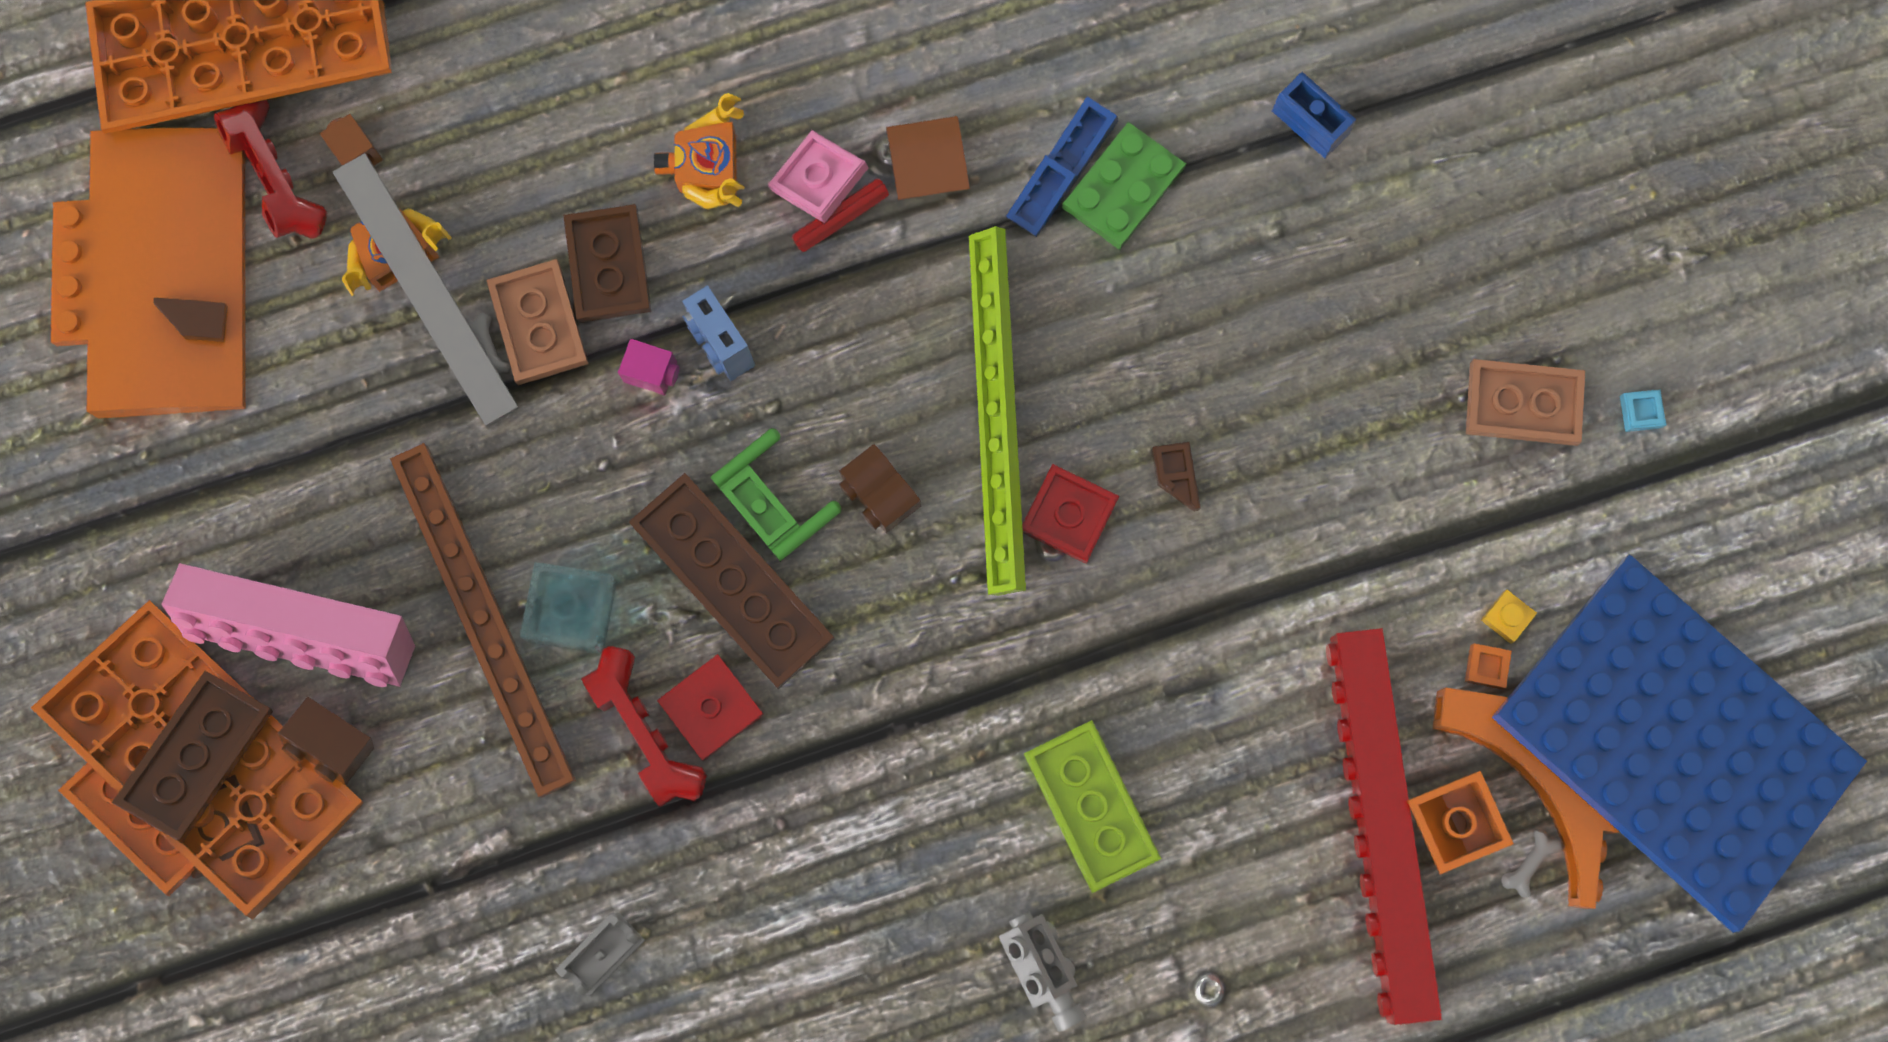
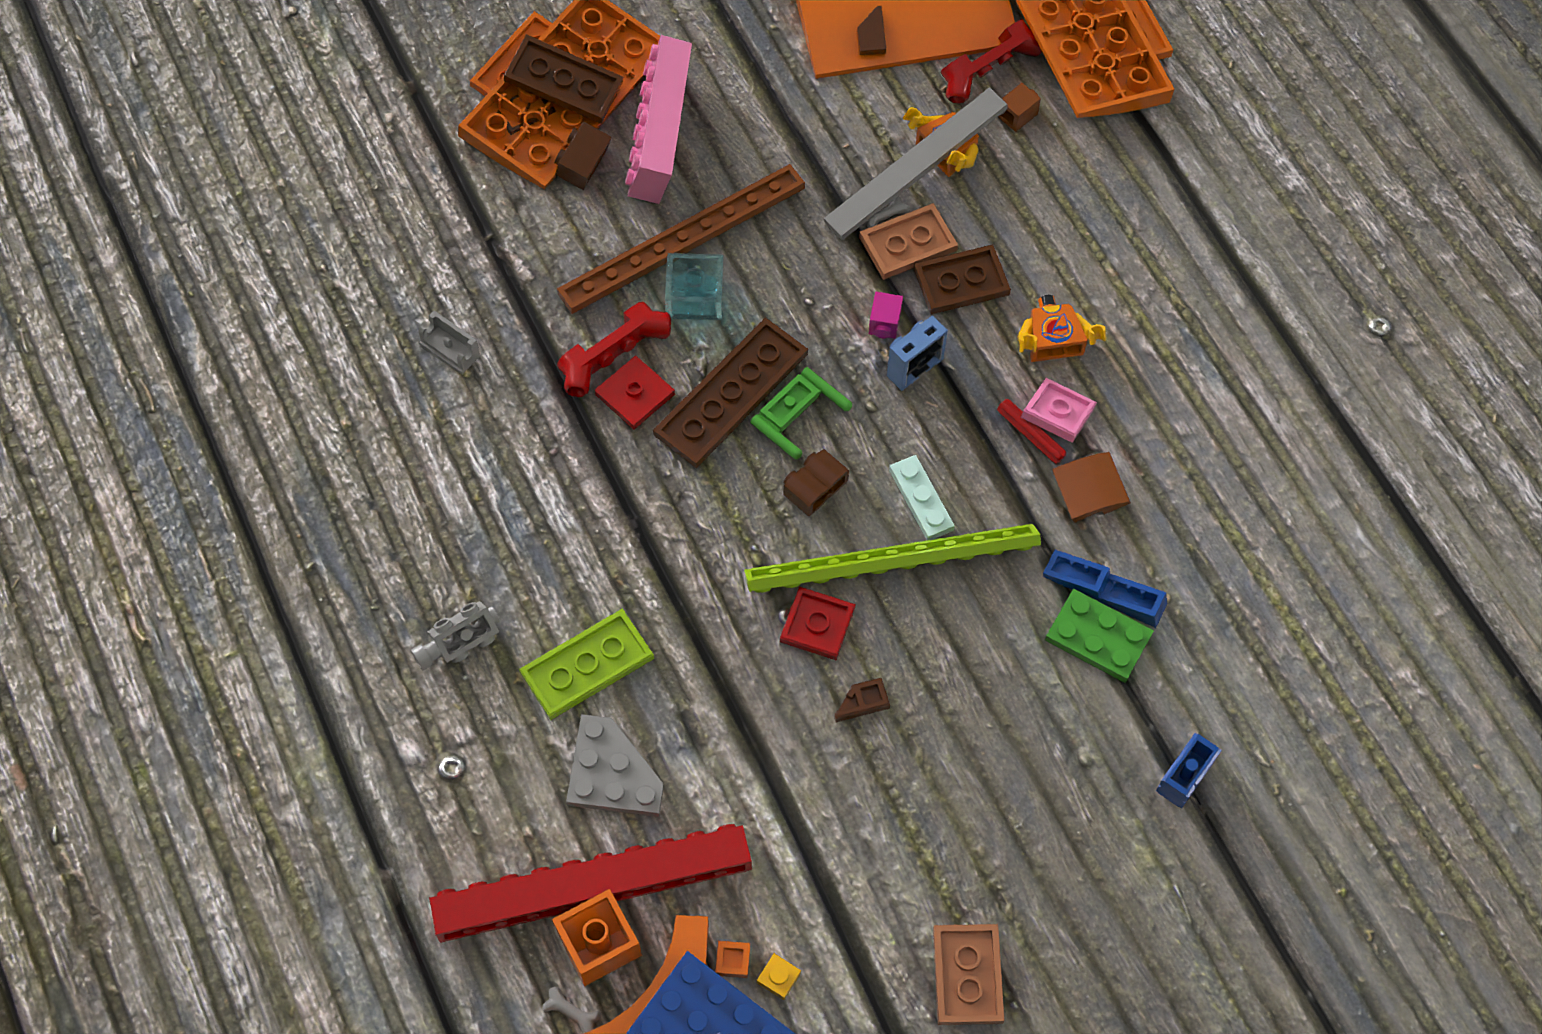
camera: 80 degrees right, 15 degrees down
(914, 363) = (921, 498): none -> light aqua plate
(1238, 789) = (611, 772): none -> light grey plate

